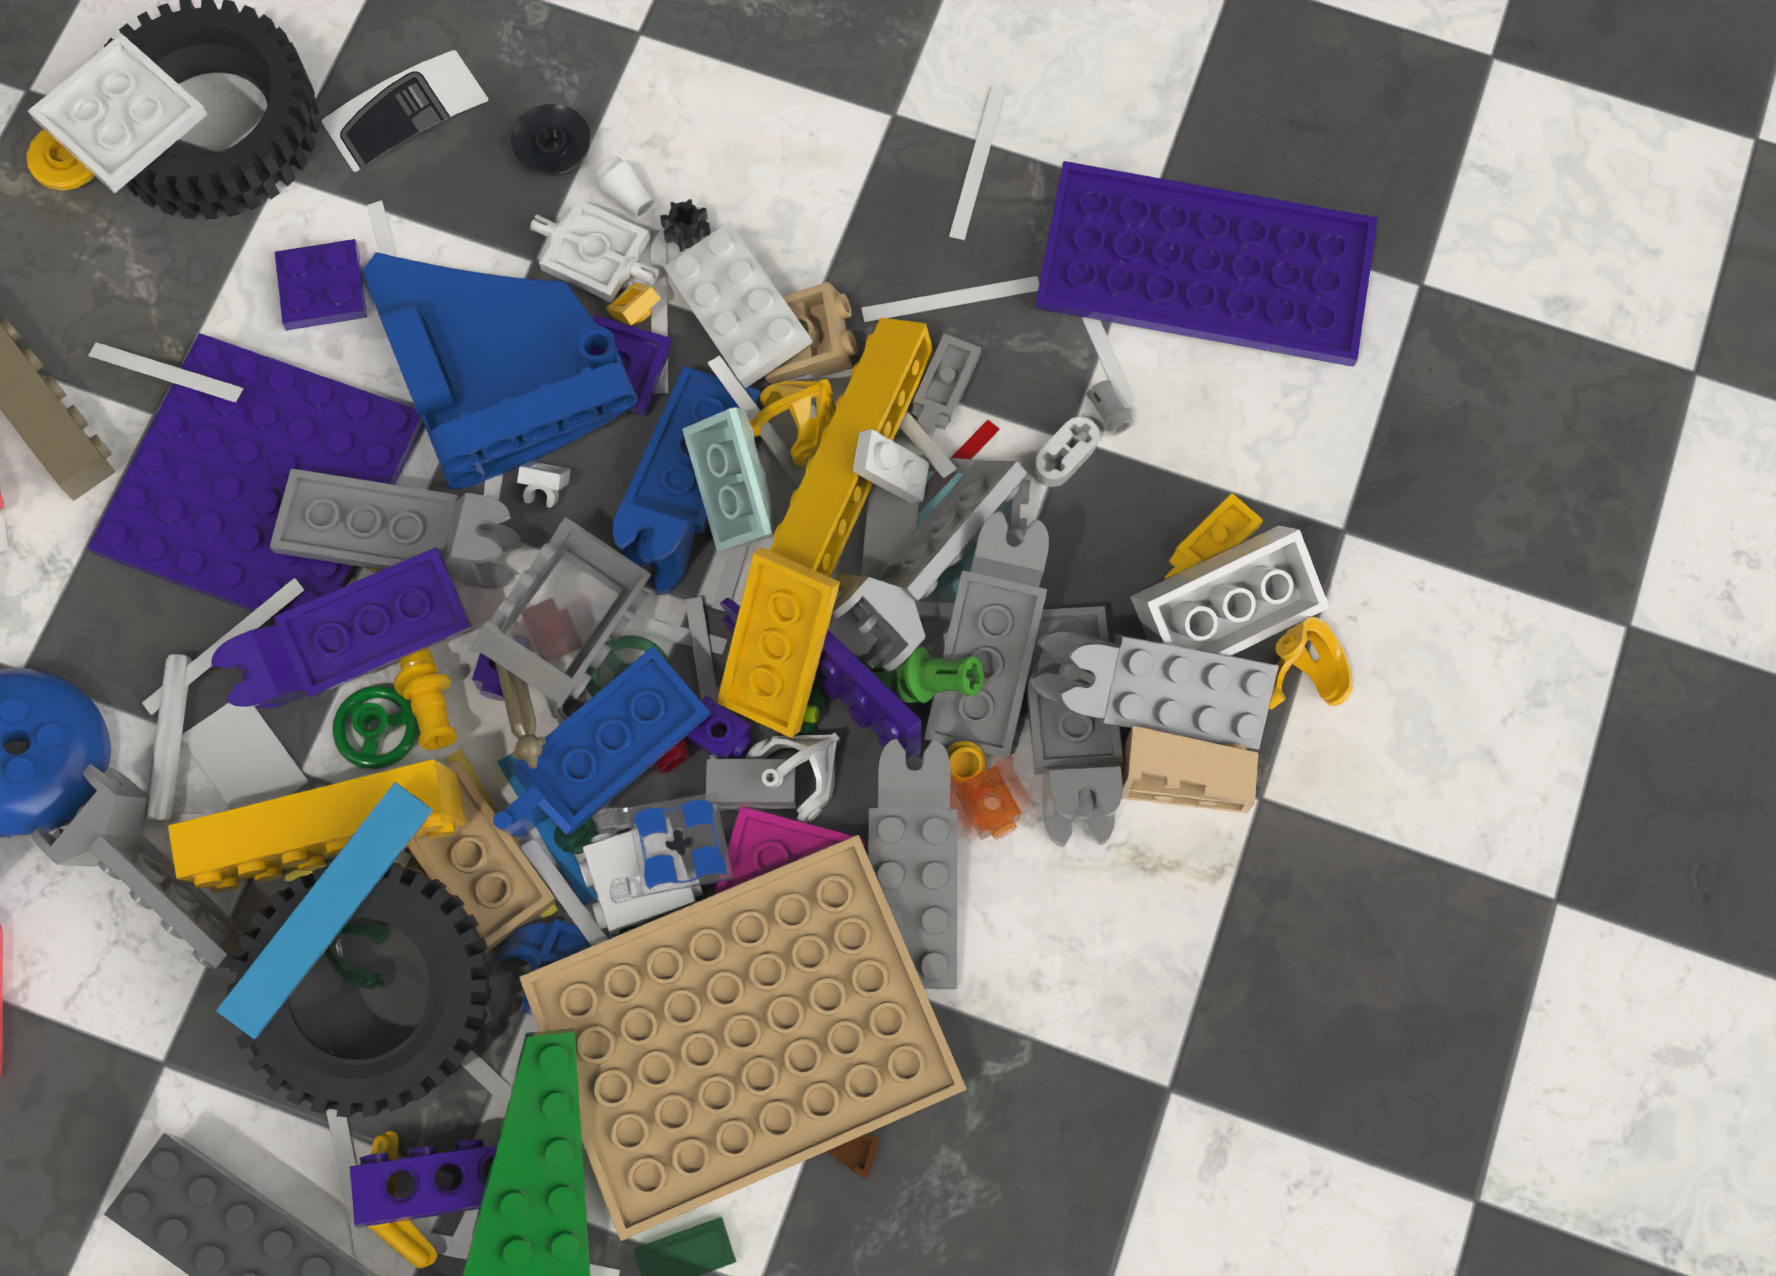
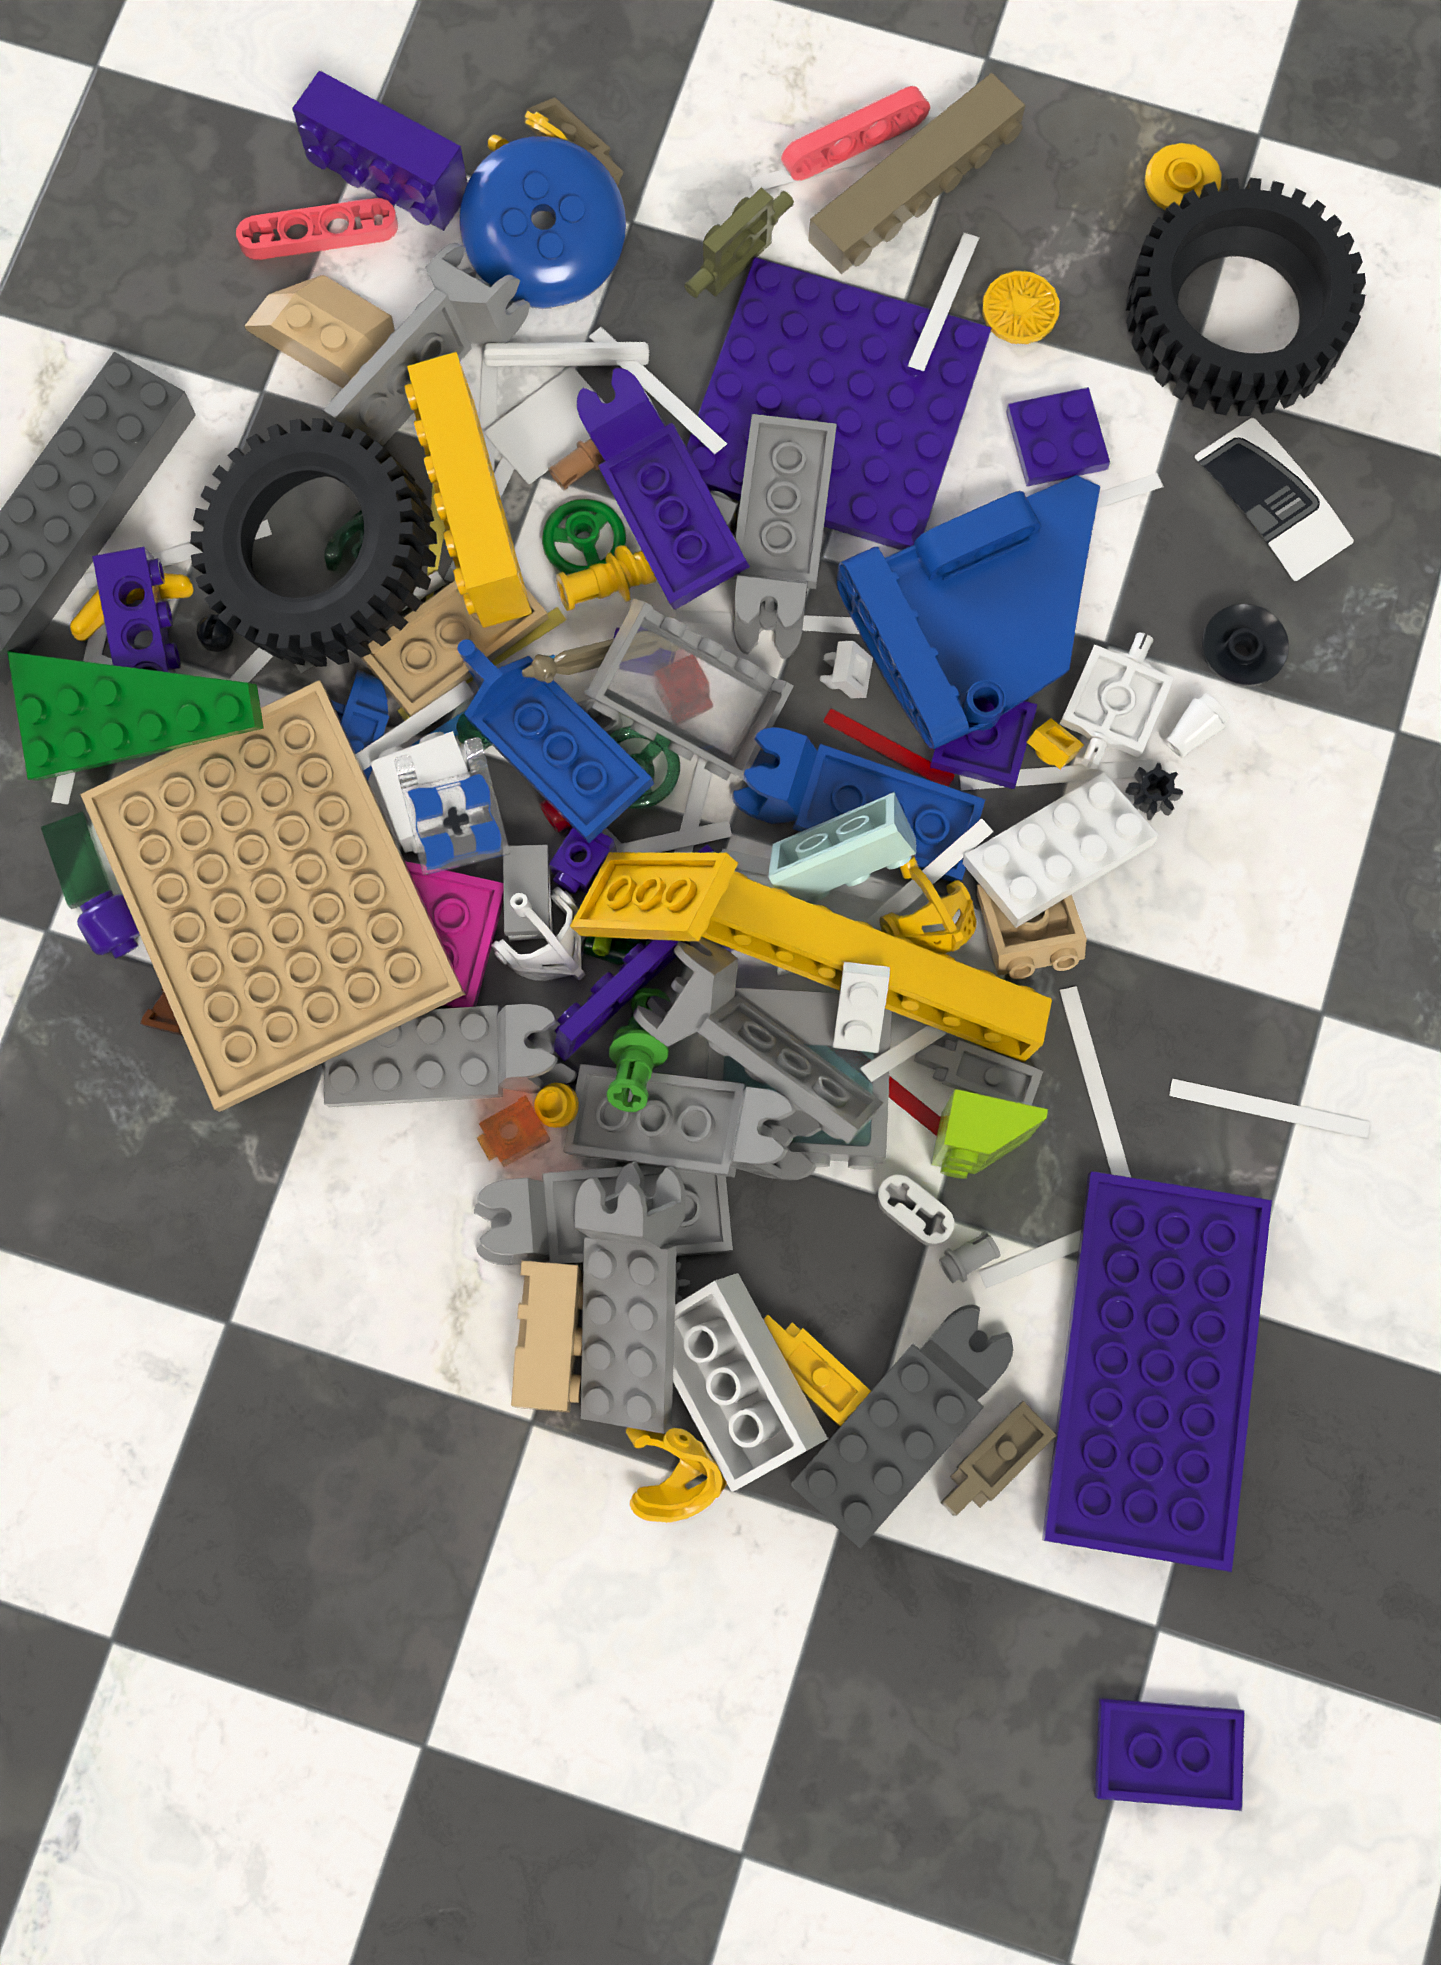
camera: 90 degrees right, 5 degrees up
(71, 557) = (738, 241): none -> olive plate
(106, 986) = (322, 327): none -> tan wedge
(117, 113) = (1211, 209): white plate -> none
(179, 307) = (1020, 307): none -> yellow wheel
(294, 729) = (576, 464): none -> medium nougat pin
(324, 911) = (367, 493): dark azure tile -> none
(436, 1119) = (221, 636): none -> black hinge
(620, 455) = (887, 747): none -> red sticker
(760, 1212) = (108, 925): none -> dark purple head
(1010, 377) = (980, 1131): none -> lime slope
(1256, 457) = (904, 1425): none -> dark grey hinge
(1288, 395) = (998, 1458): none -> dark tan hinge
(1523, 281) = (1170, 1754): none -> dark purple tile

